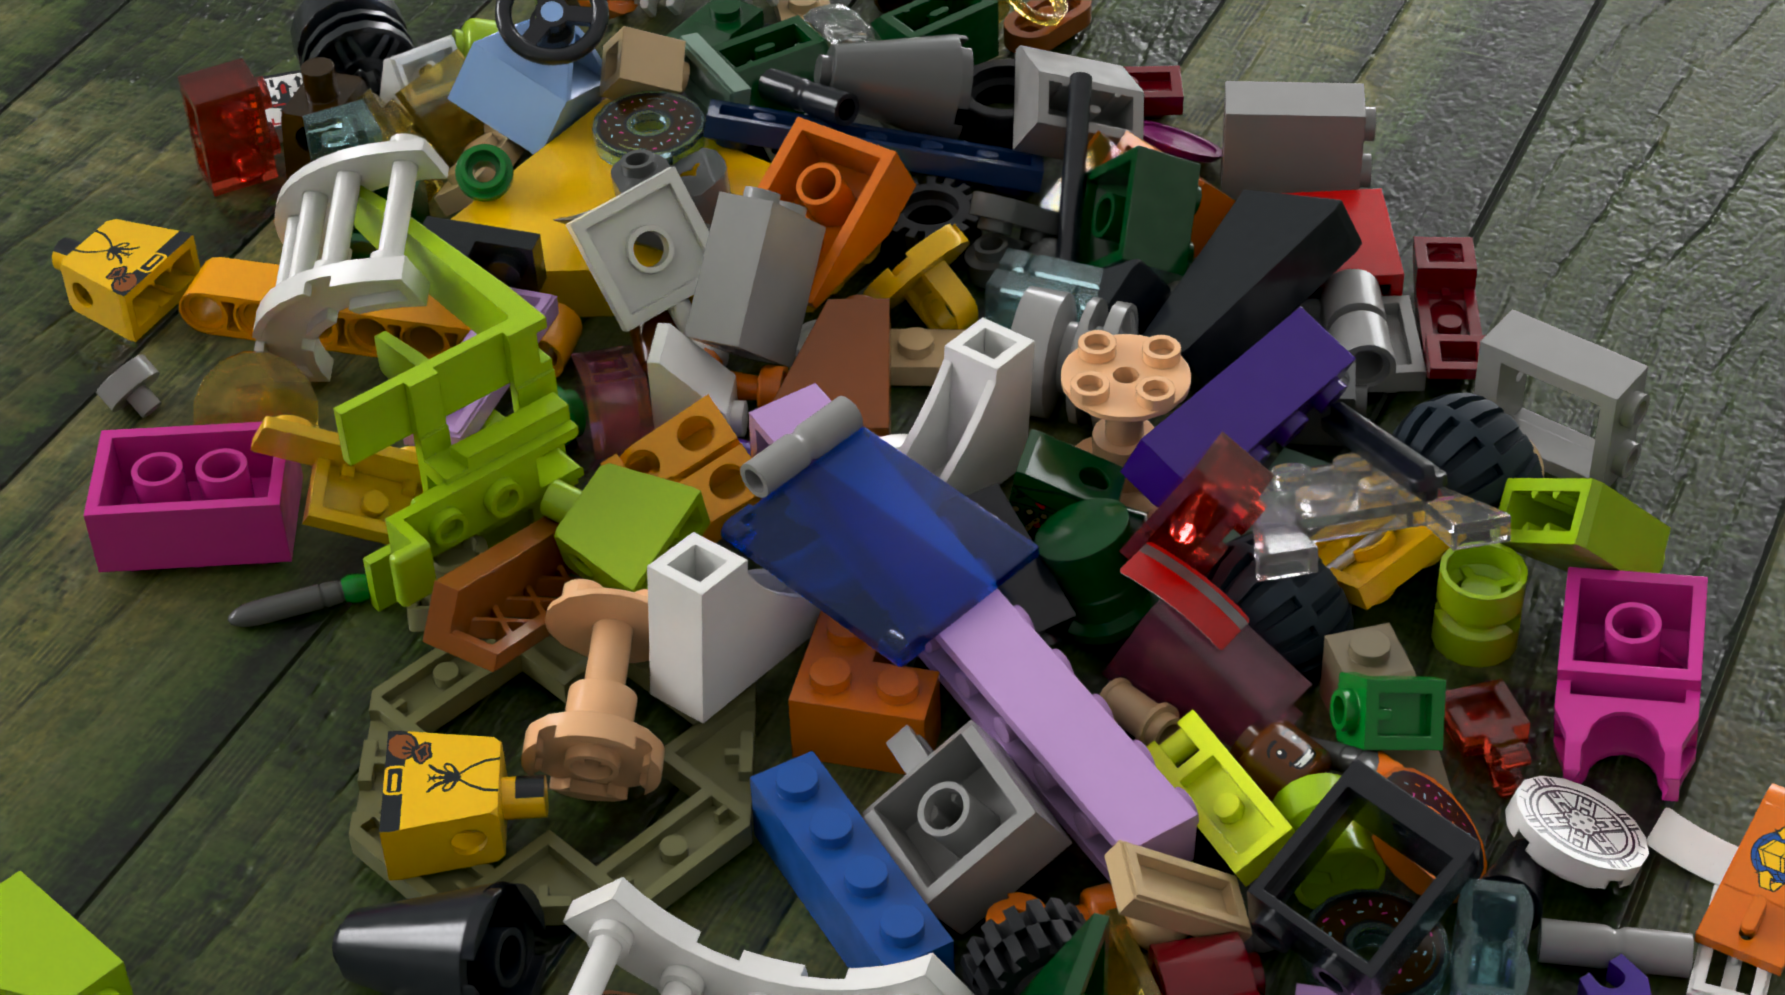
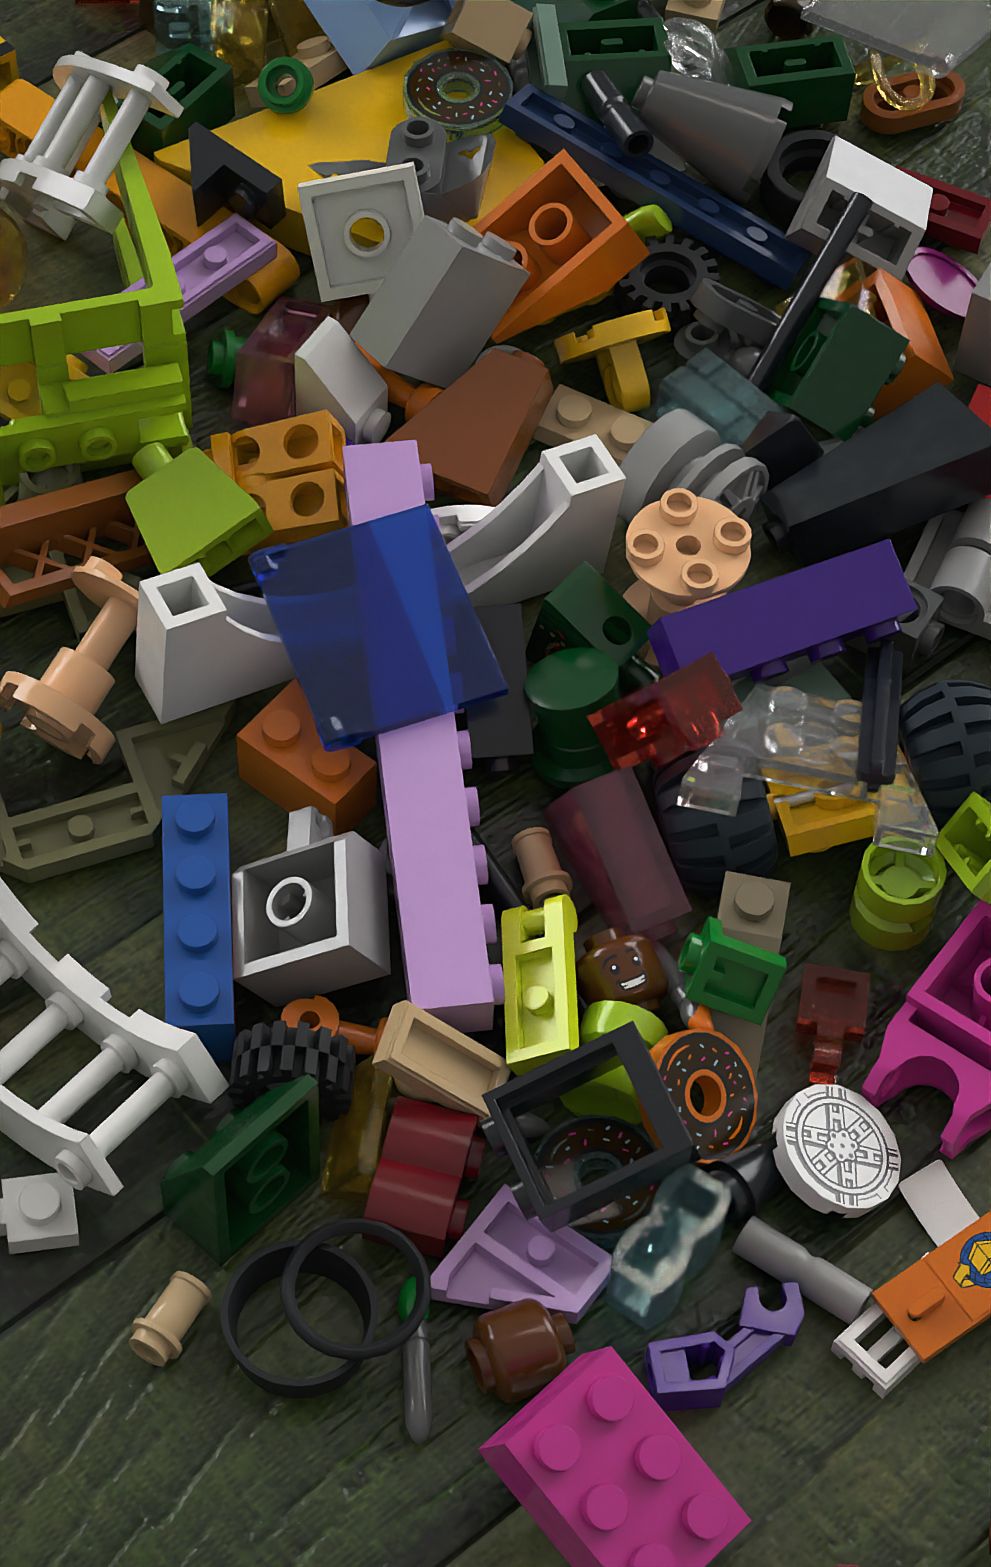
camera: 20 degrees right, 15 degrees up
(796, 450) = (352, 506): light grey piece -> none
(1187, 592) = (616, 784): red sticker -> none

